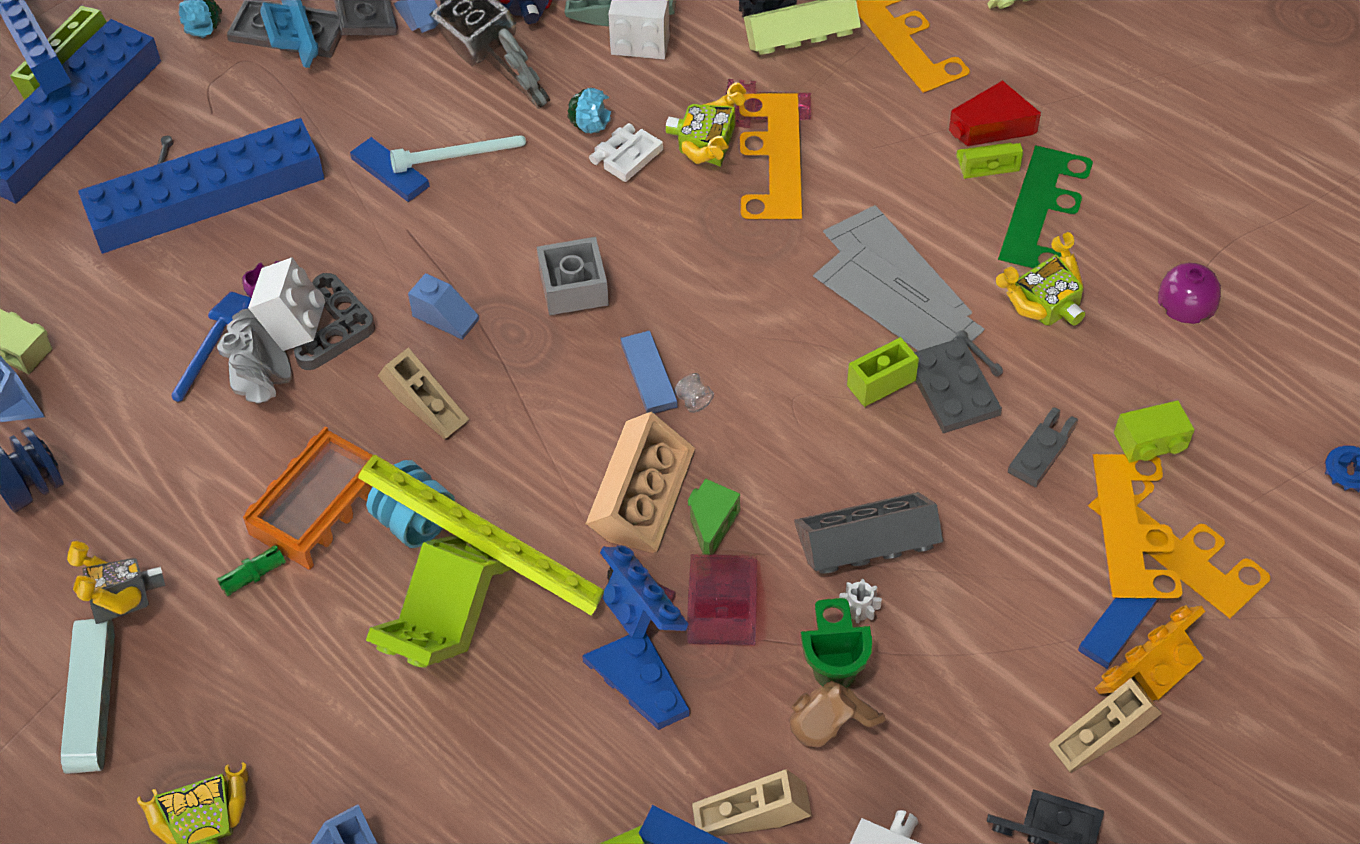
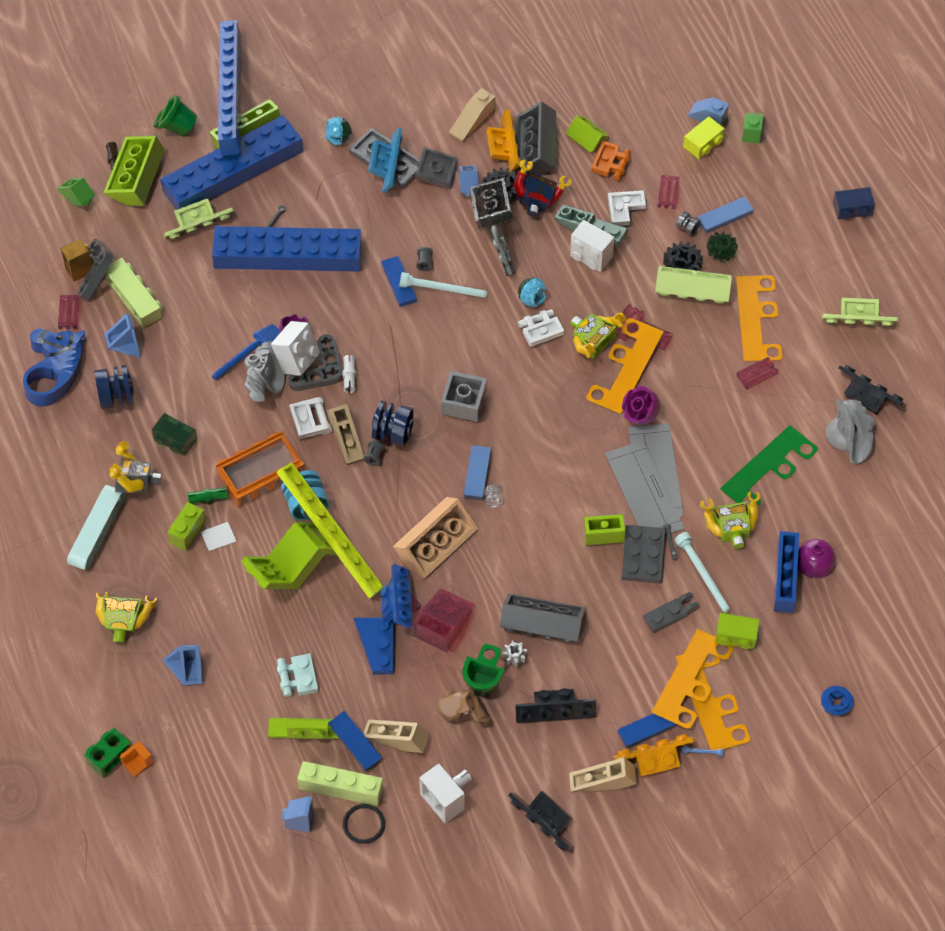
camera: 25 degrees right, 5 degrees up
(40, 191) = (195, 215): none -> yellowish green bracket
(153, 502) = (174, 434): none -> clear green brick
(240, 630) = (186, 526): none -> lime brick
(298, 625) = (218, 536): none -> white sticker
(350, 402) = (304, 419): none -> white plate
(383, 314) = (349, 373): none -> white pin
(410, 123) = (424, 258): none -> dark grey bush
(441, 306) = (382, 383): medium blue slope -> none
(481, 405) = (373, 453): none -> dark grey bush
(491, 350) = (388, 422): none -> dark blue wheel
(550, 779) = (304, 675): none -> light aqua plate
(712, 514) = (464, 571): bright green slope -> none
(830, 191) = (641, 405): none -> magenta cylinder
(967, 652) = (555, 706): none -> black bracket
(970, 91) = (754, 371): none -> clear pink tile
(990, 159) = (753, 422): lime panel -> none
(994, 117) = (772, 396): red slope -> none
(1000, 344) = (684, 541): none -> light aqua piece
(1110, 67) = (869, 395): none -> black bracket
(1123, 118) = (841, 430): none -> light grey piece
(1169, 324) = (786, 572): none -> blue brick
(1194, 630) = (685, 750): none -> medium blue hinge

